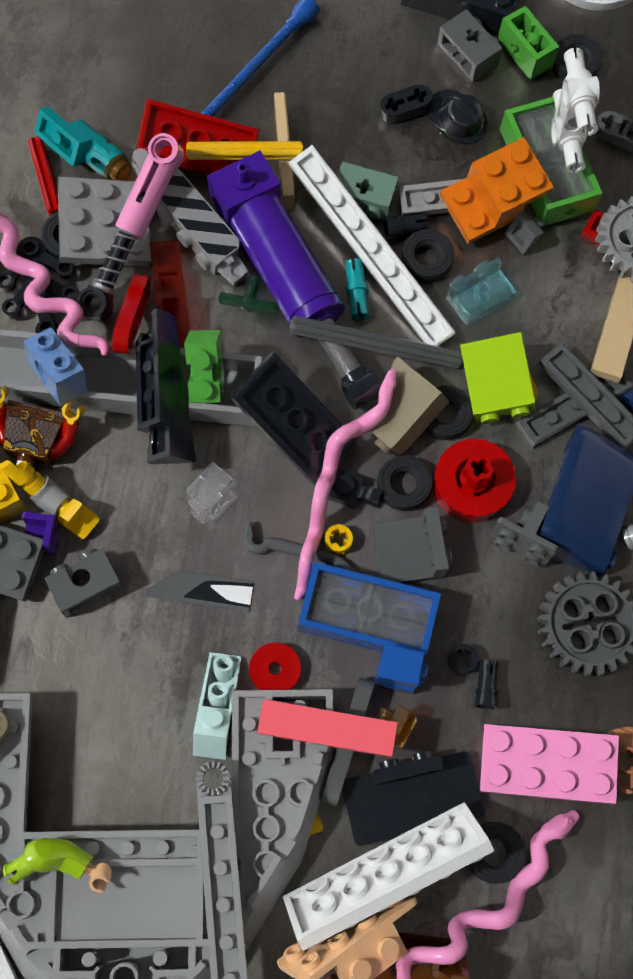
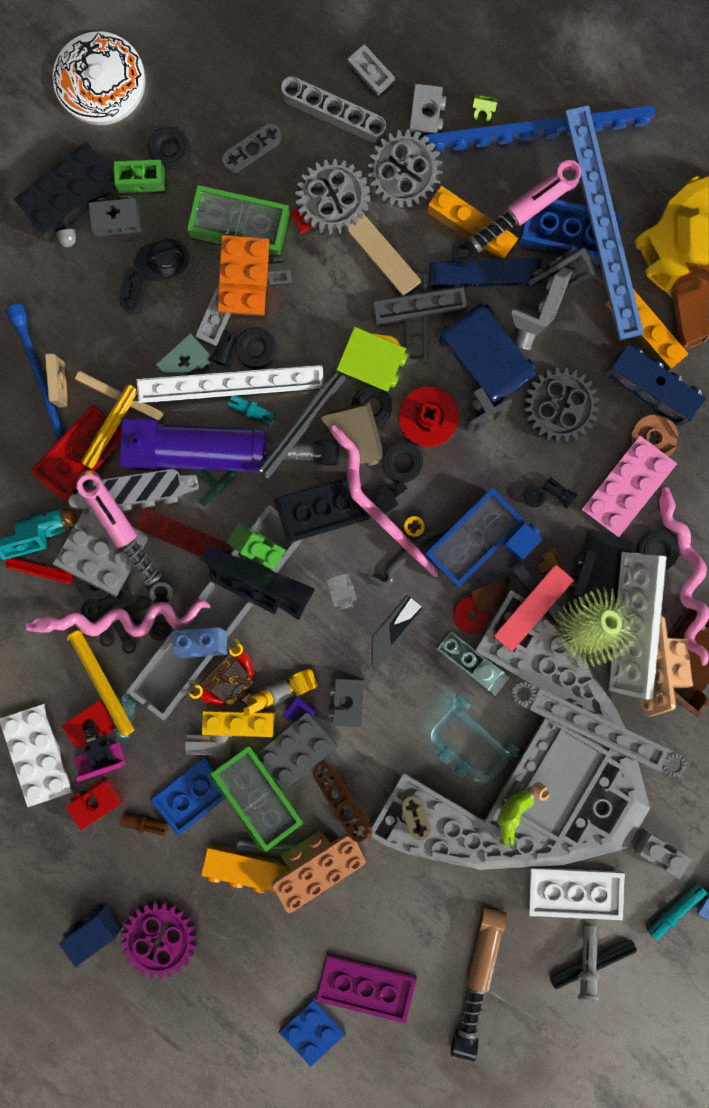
camera: 55 degrees left, 15 degrees up
(86, 741) = (463, 769): none -> clear light blue bar
(131, 314) = (186, 571): red beam -> none
(260, 77) = (56, 380): none -> tan tile
(311, 673) = (490, 595): none -> reddish brown slope
(349, 820) = (595, 628): none -> yellowish green piece
(413, 548) = (448, 484): dark grey bracket -> none
(417, 14) = (66, 237): none -> light grey hinge
(480, 291) = (303, 329): clear light blue bracket -> none
(575, 110) = (227, 190): white piece -> none

